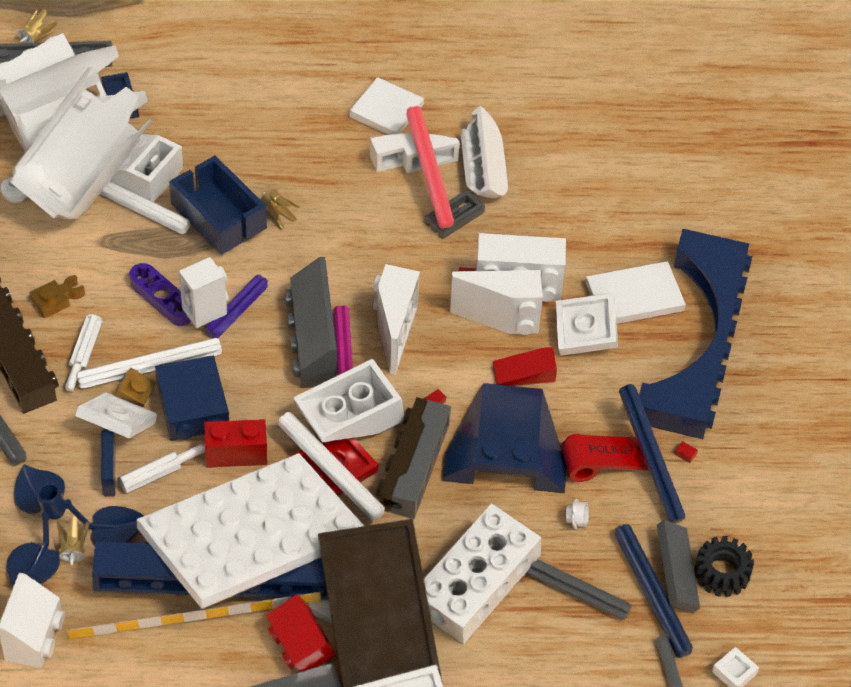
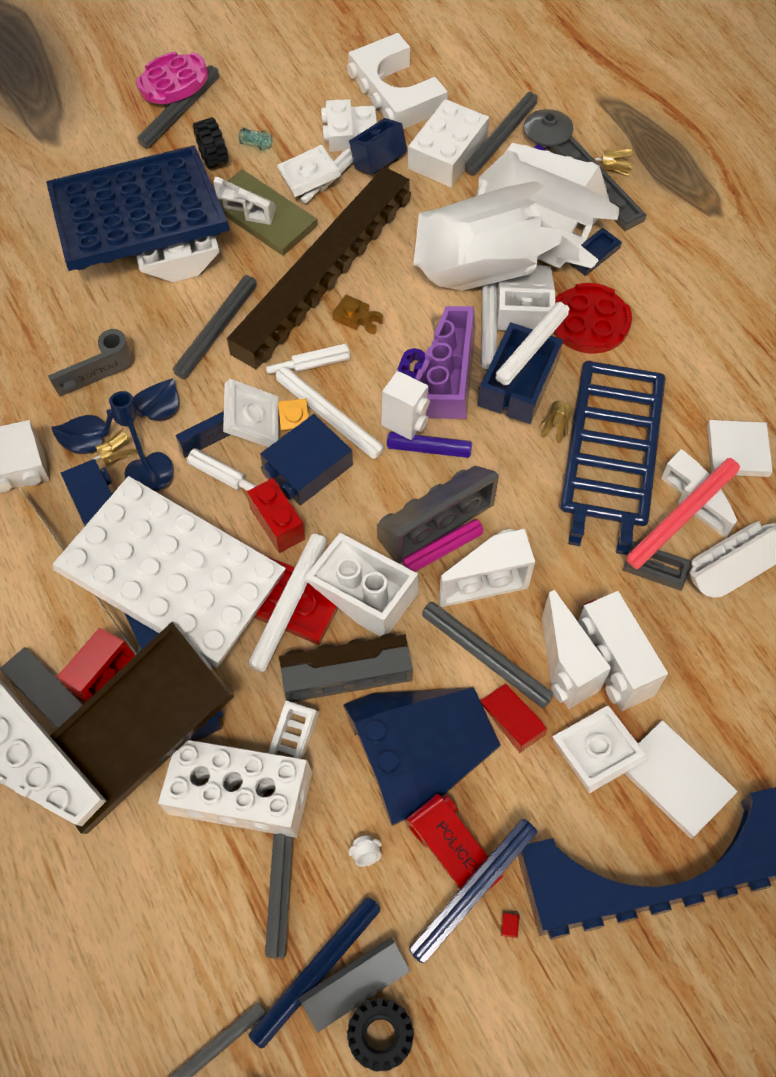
camera: 65 degrees right, 10 degrees up
(166, 242) = (450, 364): none -> medium lavender wedge
(196, 128) = (595, 318): none -> red tile
(207, 174) = (532, 343): none -> white axle
(376, 234) = (649, 446): none -> dark blue bar
(435, 523) = (285, 720): none -> white slope
(436, 396) = (429, 654): red piece -> none
(459, 360) = (488, 655): none -> dark grey axle

